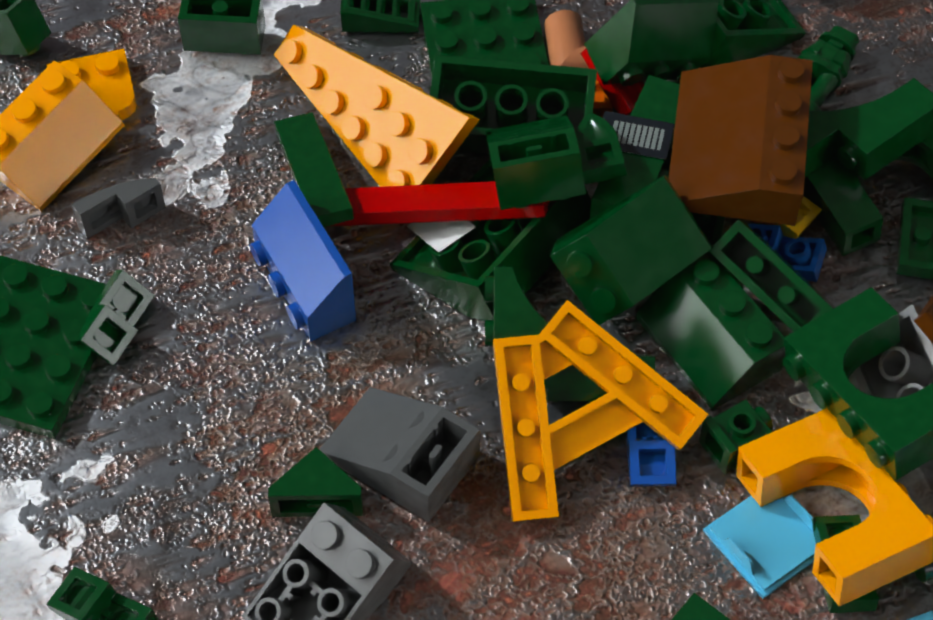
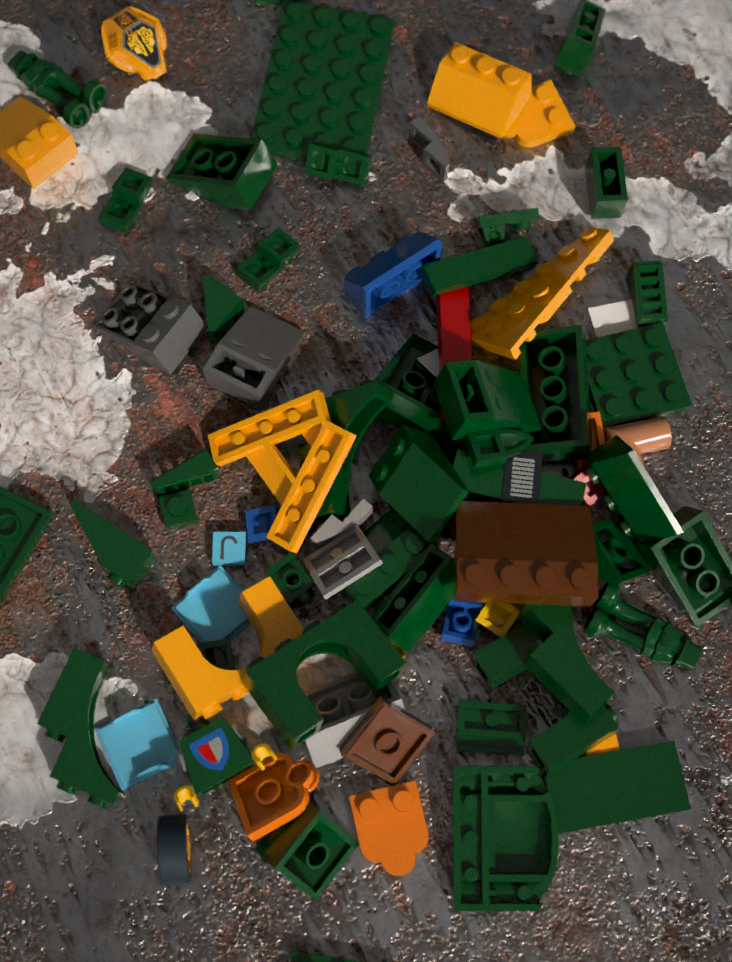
camera: 80 degrees right, 15 degrees up
(84, 468) = (224, 169): none -> dark green slope
(245, 425) = (268, 260): none -> dark green slope
(246, 147) = (493, 225): none -> dark green hinge
(402, 53) = (613, 318): none -> white sticker
(569, 544) = (189, 473): none -> dark green slope
(619, 574) = (178, 509): none -> dark green plate
(650, 341) = (334, 527): none -> light grey slope
(682, 512) = (229, 549): none -> medium azure tile
(725, 358) = (342, 562): none -> light grey slope

